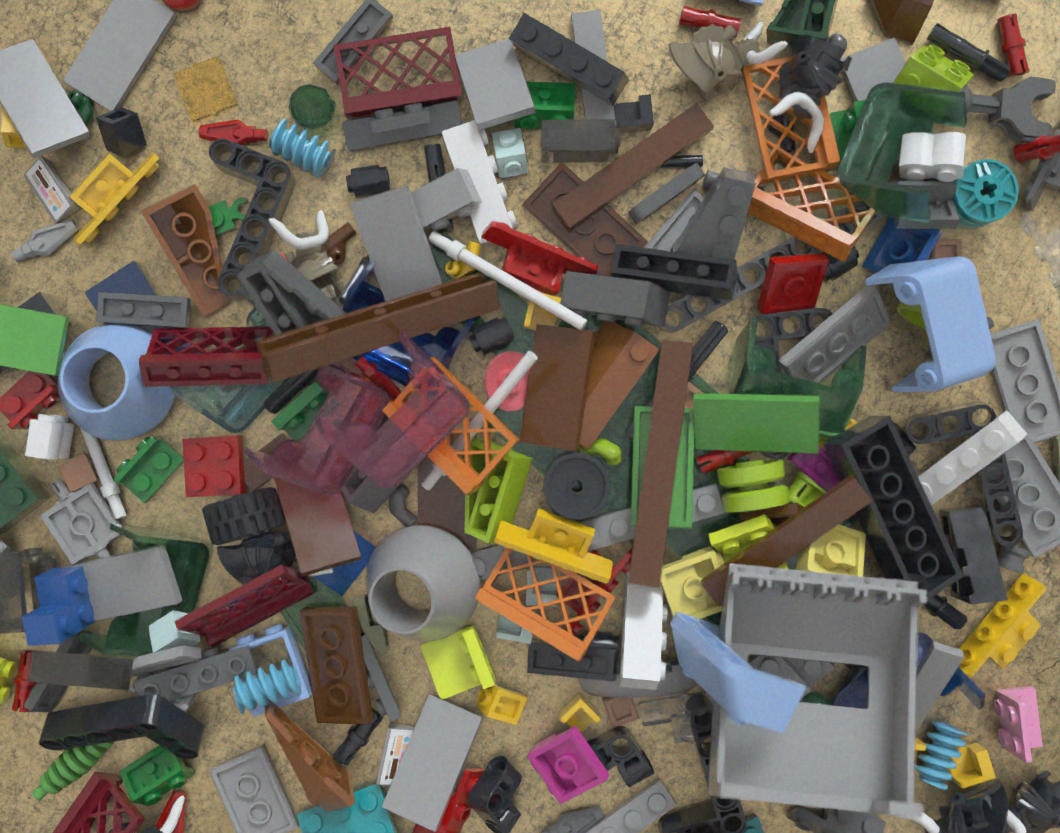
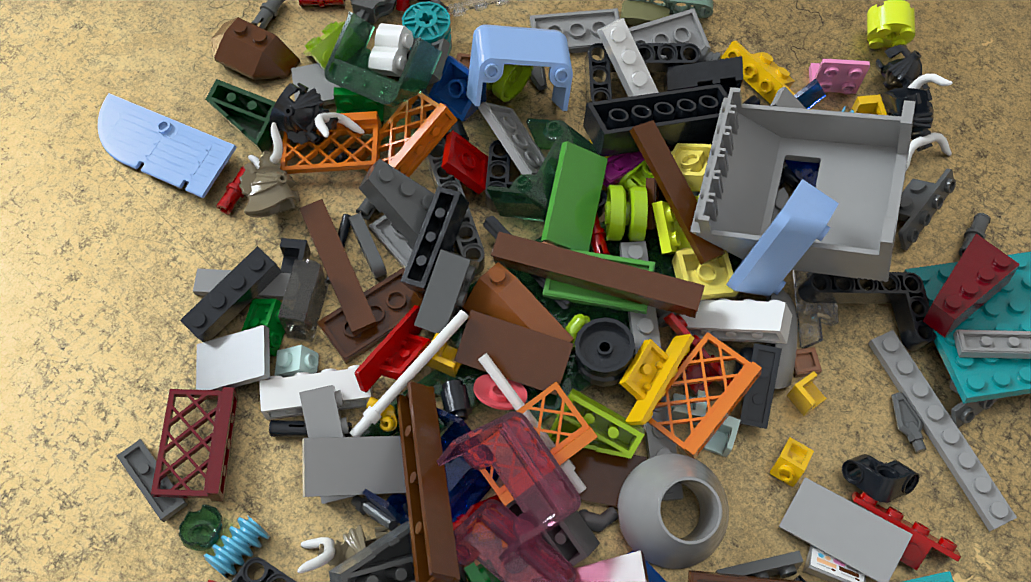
camera: 80 degrees left, 25 degrees down
(336, 242) = (331, 529): reddish brown arm -> none
(368, 181) = (286, 489): black brick -> none
(373, 630) = (711, 563): olive slope -> none
(401, 125) = (243, 451): dark grey bracket -> none
(458, 662) = (751, 490): neon yellow bracket -> none
(567, 764) = (853, 409): dark pink plate -> none
(630, 760) = (846, 381): black piece -> none
(968, 52) = (317, 25): black axle -> none

